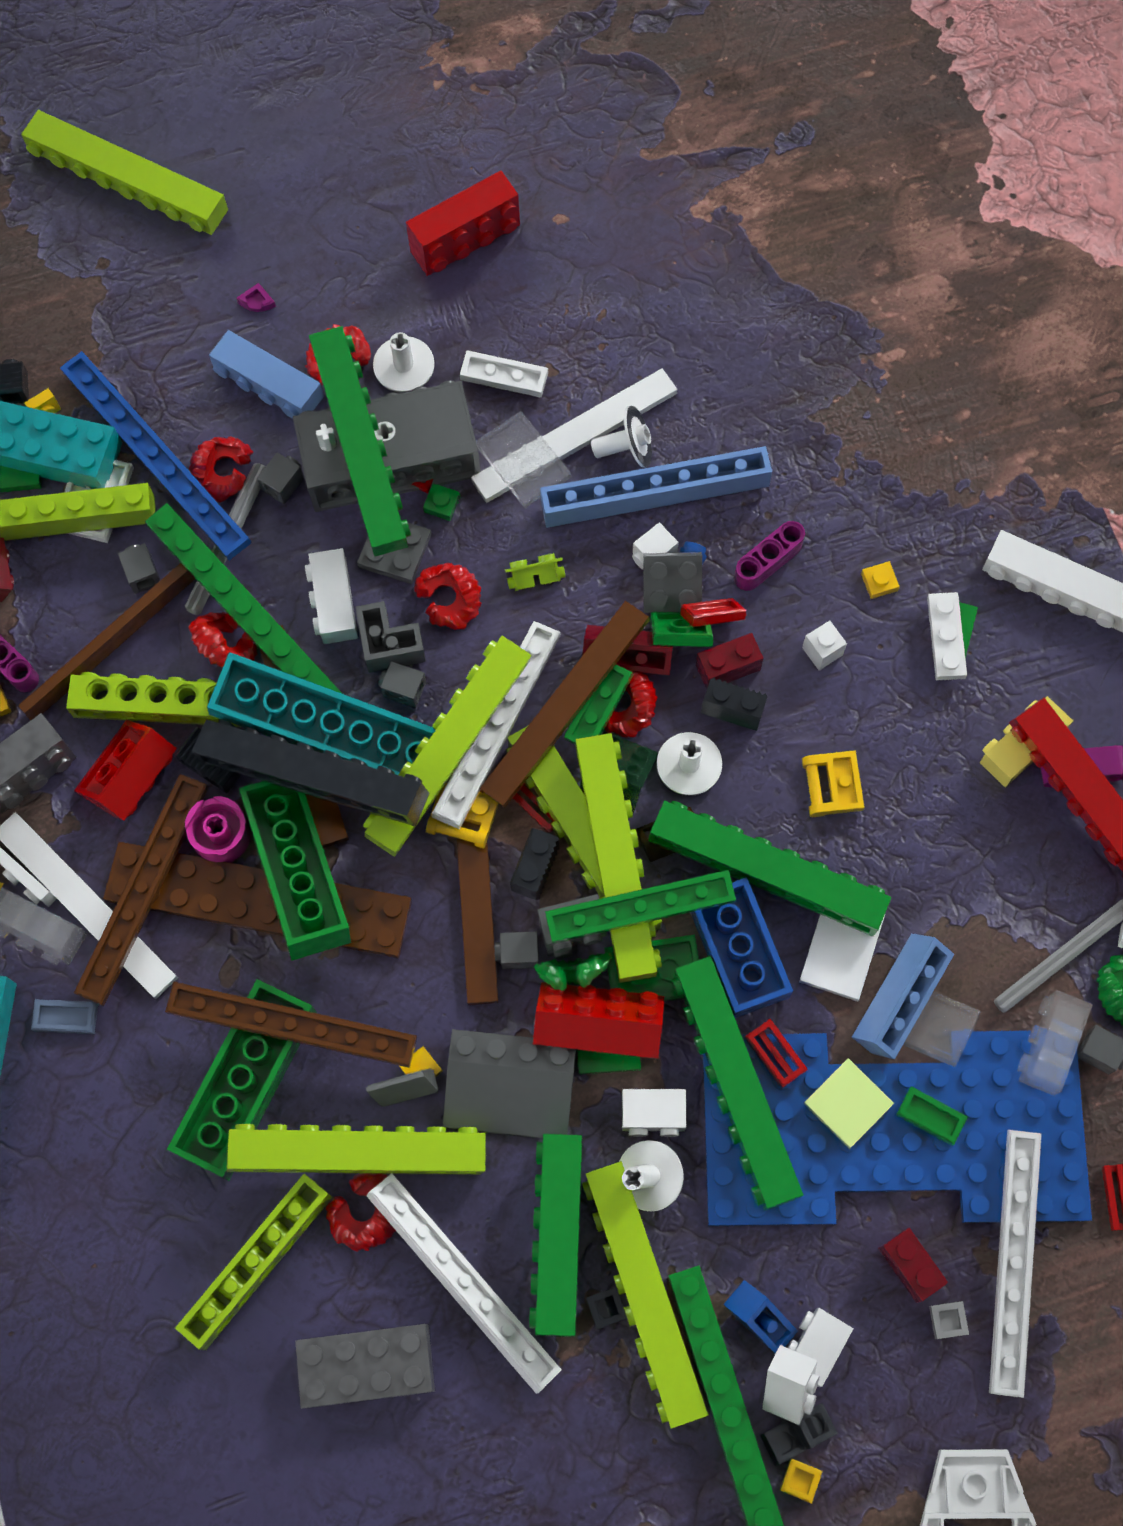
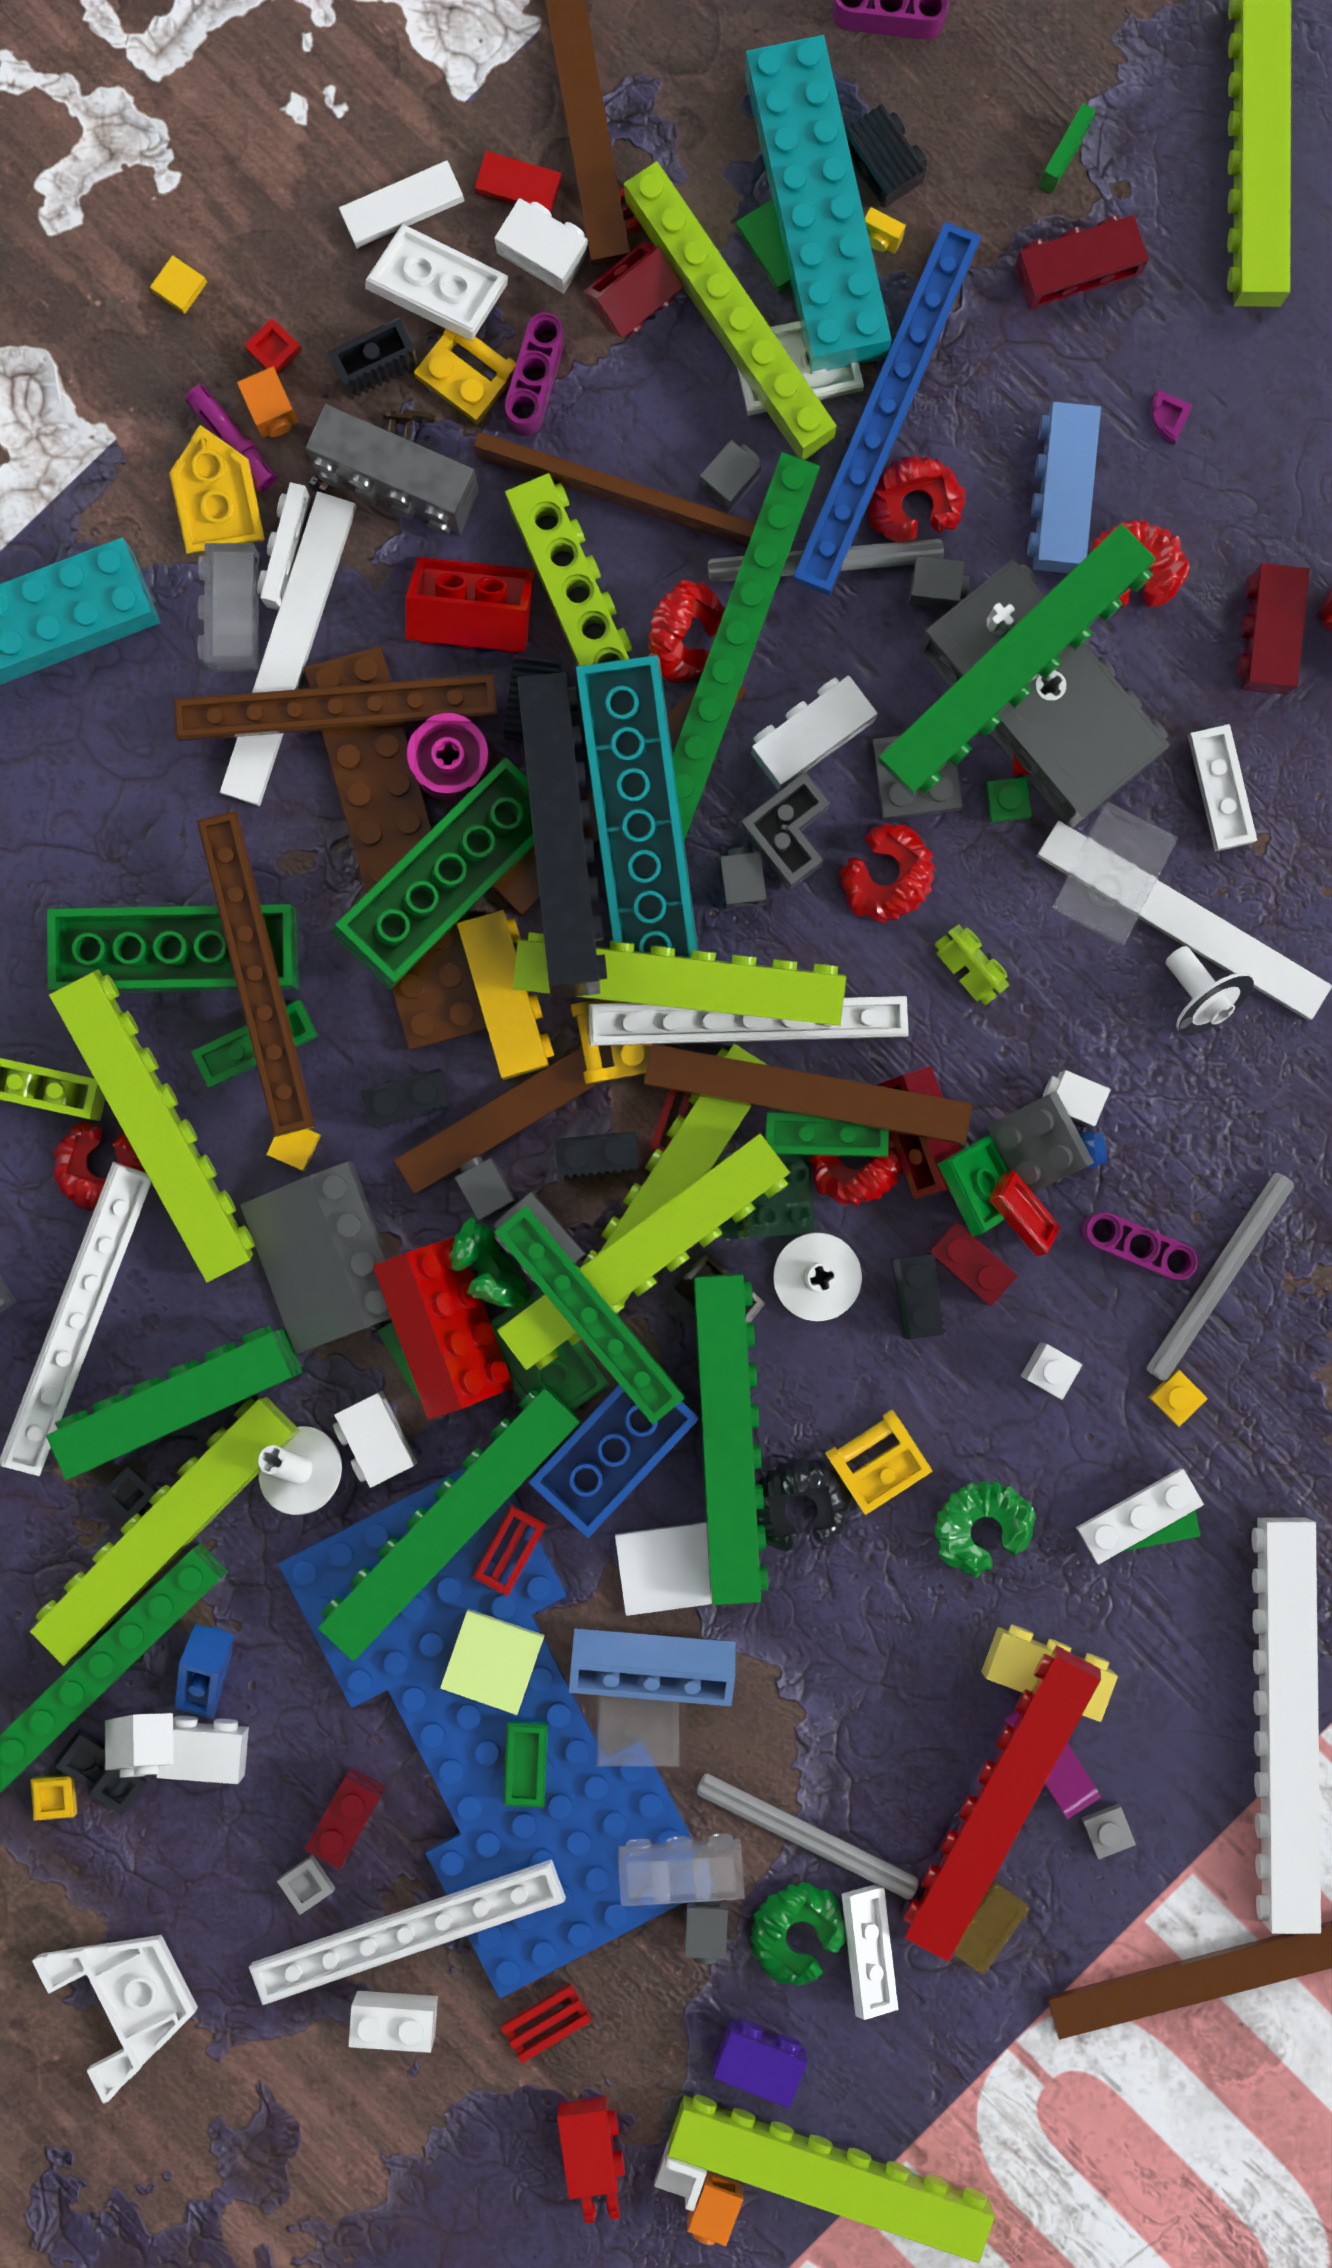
camera: 60 degrees right, 15 degrees up
(59, 279) = (1067, 148): none -> green tile
(64, 1016) = (147, 700): sand blue tile -> none
(132, 303) = (1081, 261): none -> dark red brick
(337, 1072) = (234, 1053): none -> green plate
(400, 875) = (506, 1011): none -> yellow brick
(403, 363) = (1171, 653): white piece -> none
(403, 1087) = (259, 1137): dark grey slope -> none
(422, 299) = (1273, 629): none -> dark red brick
(430, 971) = (407, 1098): none -> black brick
(655, 486) = (1159, 1061): medium blue brick -> none
(815, 520) = (1220, 1276): none -> light grey axle
(831, 828) = (806, 1479): none -> black piece
(889, 740) = (971, 1504): none -> green piece
(1076, 1303) = (393, 2021): none -> white brick

